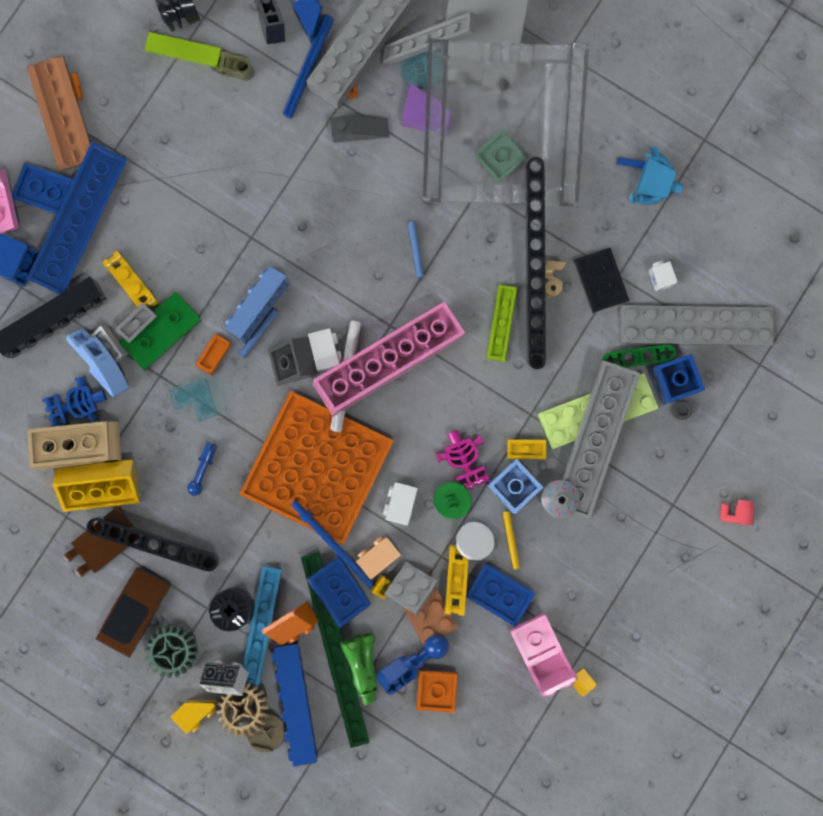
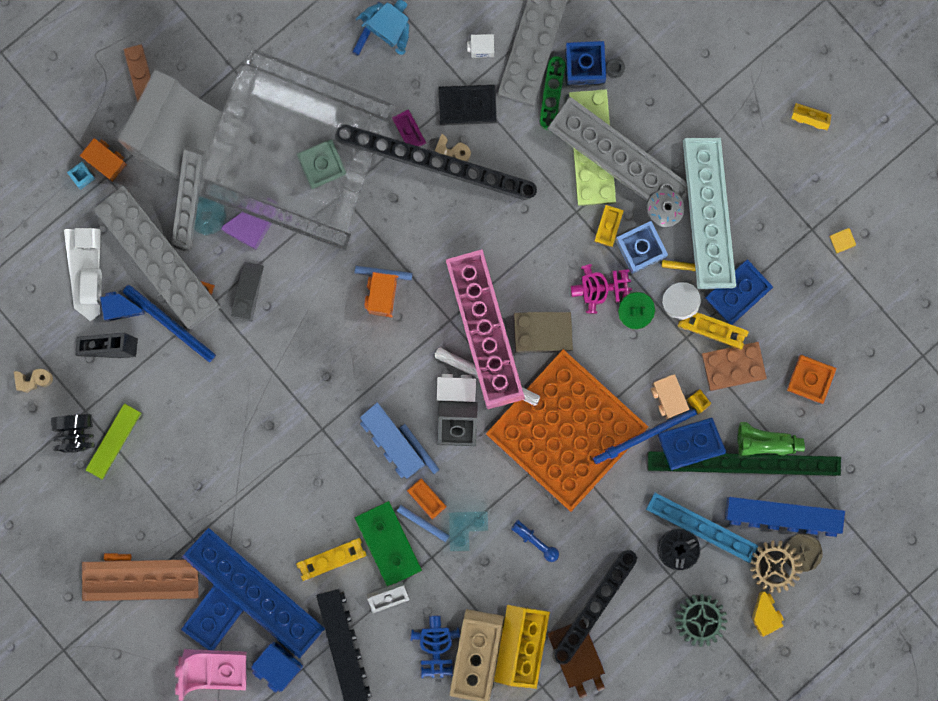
camera: 70 degrees left, 0 degrees up
(100, 361) = (402, 608): light blue slope -> none
(133, 612) = (653, 646): slope -> none
(135, 322) = (374, 563): light grey plate -> none
(189, 357) = (423, 523): none -> medium blue bar
(224, 678) = (741, 575): brick -> none
(231, 65) = (146, 396): olive piece -> none
(292, 624) = (709, 496): orange slope -> none
(393, 251) = (382, 294): none -> orange brick
(400, 504) = (625, 360): white brick -> none
(404, 416) = (542, 332): none -> dark tan slope
(405, 668) = (782, 402): blue beam -> none
(411, 588) = (708, 373): light grey plate -> none
(501, 323) = (480, 212): lime tile -> none
(543, 655) = (806, 269): bright pink bracket -> none
(560, 231) = (408, 129): none -> magenta plate
(568, 542) = (709, 213): none -> light aqua plate
(695, 615) = (811, 116): none -> yellow plate
(743, 513) = (728, 41): coral piece -> none

